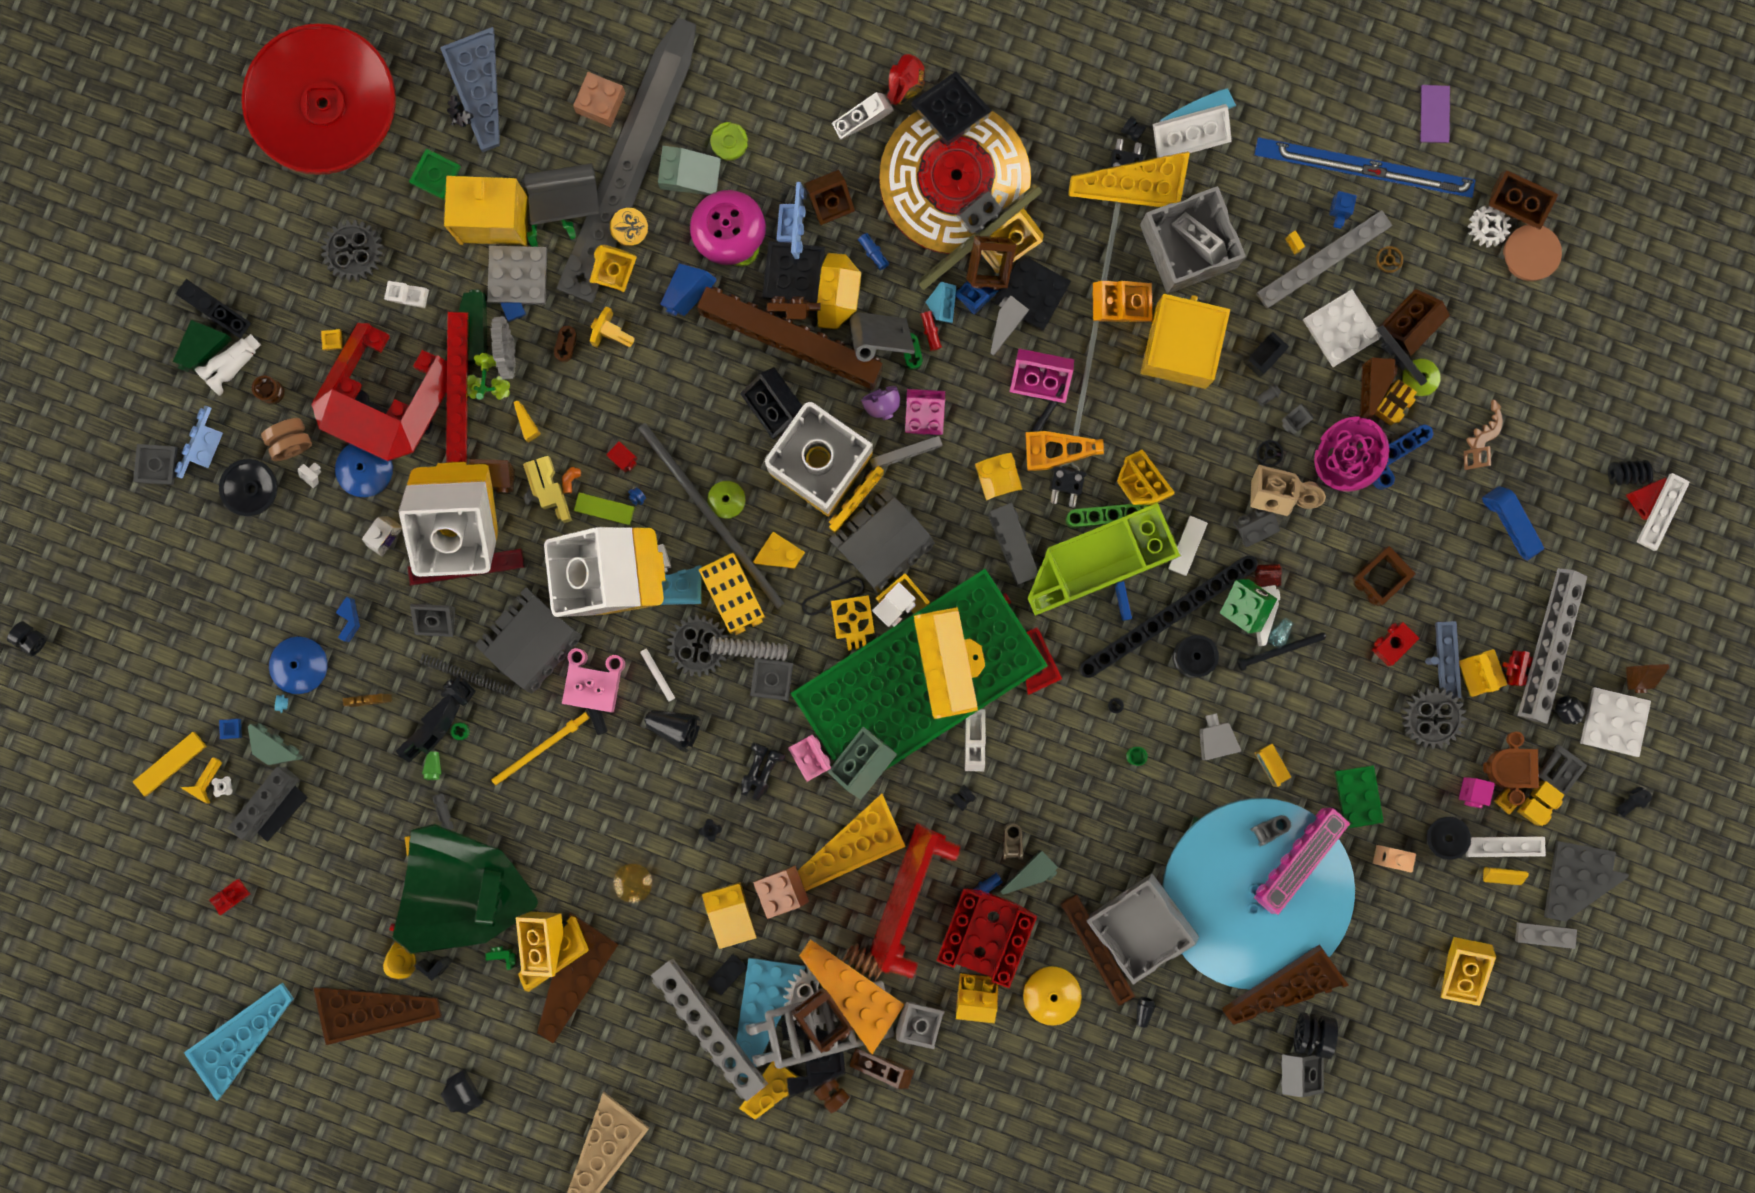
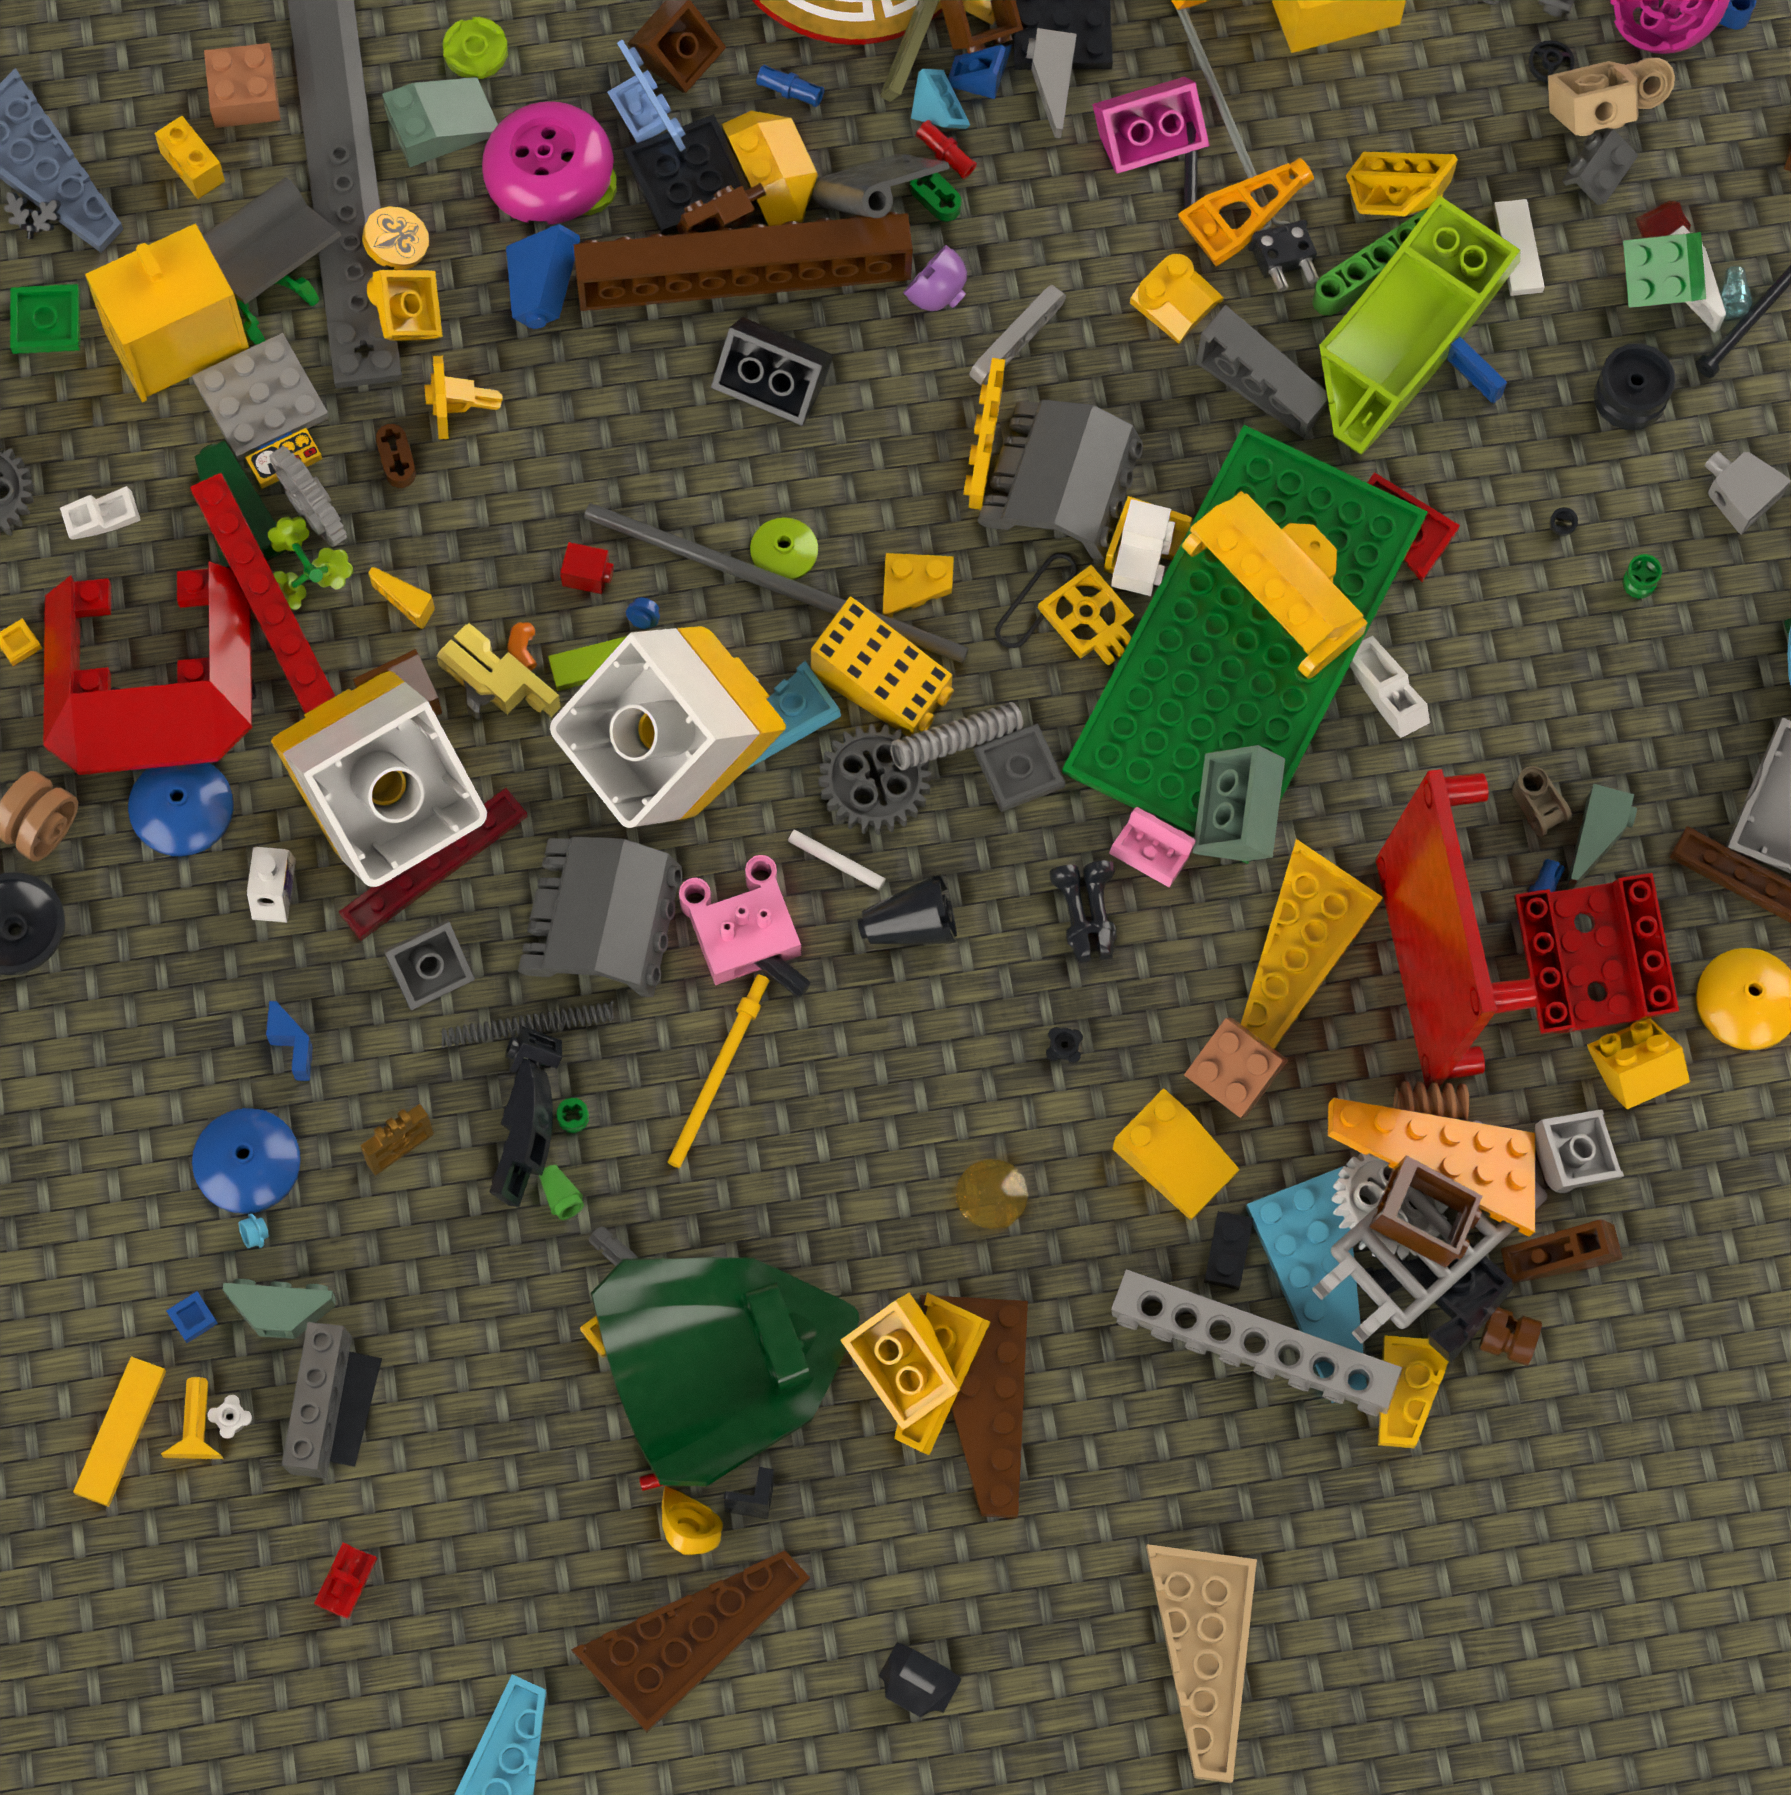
camera: 30 degrees left, 15 degrees down
(310, 474) = (98, 856): white tile -> none
(500, 953) = (844, 1421): green bracket -> none
(515, 315) = (298, 443): none -> tile
(551, 125) = (189, 157): none -> yellow brick
(818, 458) = (898, 387): white piece -> none
(925, 412) = (1010, 265): dark pink bracket -> none
(966, 794) = (1419, 767): black wheel -> none
(1224, 582) = (1550, 370): black beam -> none

